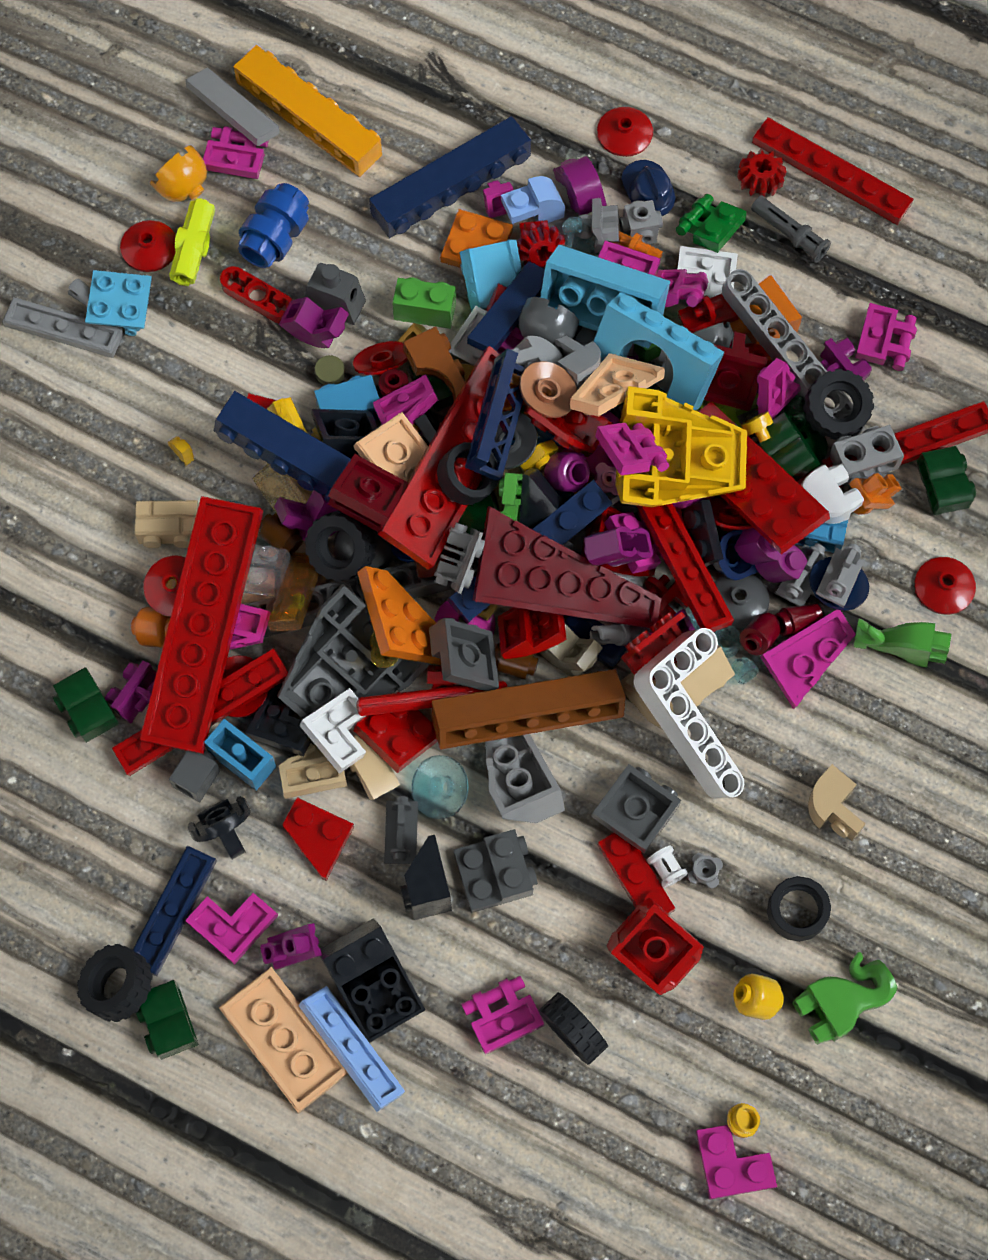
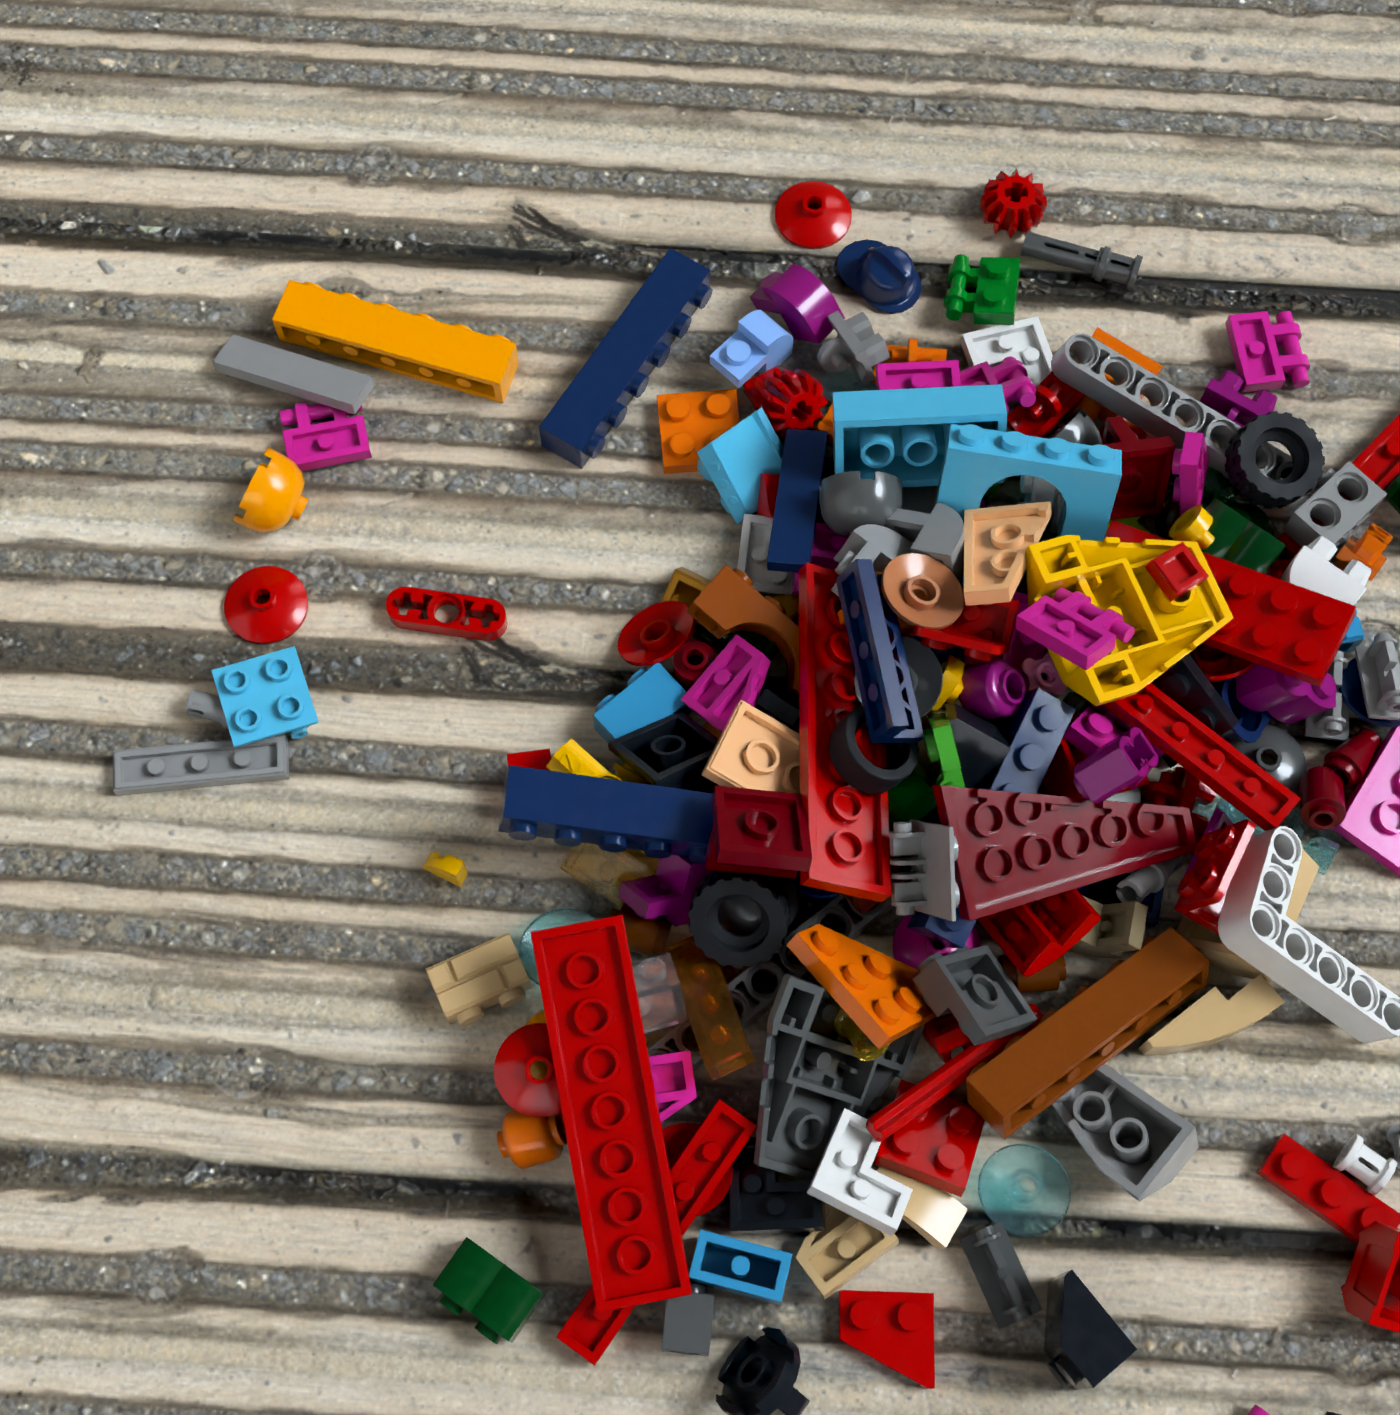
camera: 25 degrees left, 0 degrees up
(136, 692) = (554, 1242): magenta hips -> none
(192, 242) = (325, 577): neon yellow piece -> none
(269, 232) = (427, 523): blue piece -> none
(313, 324) = (545, 624): magenta brick -> none
(329, 370) = (592, 677): olive tile -> none
(336, 288) = (552, 571): dark grey torso -> none
(424, 302) = (676, 536): bright green brick -> none
(492, 198) = (697, 361): dark pink tile -> none
(495, 871) = (1150, 1272): dark grey plate -> none
(571, 226) = (822, 361): clear light blue hand -> none
(615, 739) = (1214, 1019): none -> tan slope
(637, 807) = (1291, 1103): dark grey plate -> none
(642, 219) = (900, 318): light grey brick -> none
(720, 442) = (1176, 571): none -> red tile
(833, 171) = (1094, 167): red plate -> none

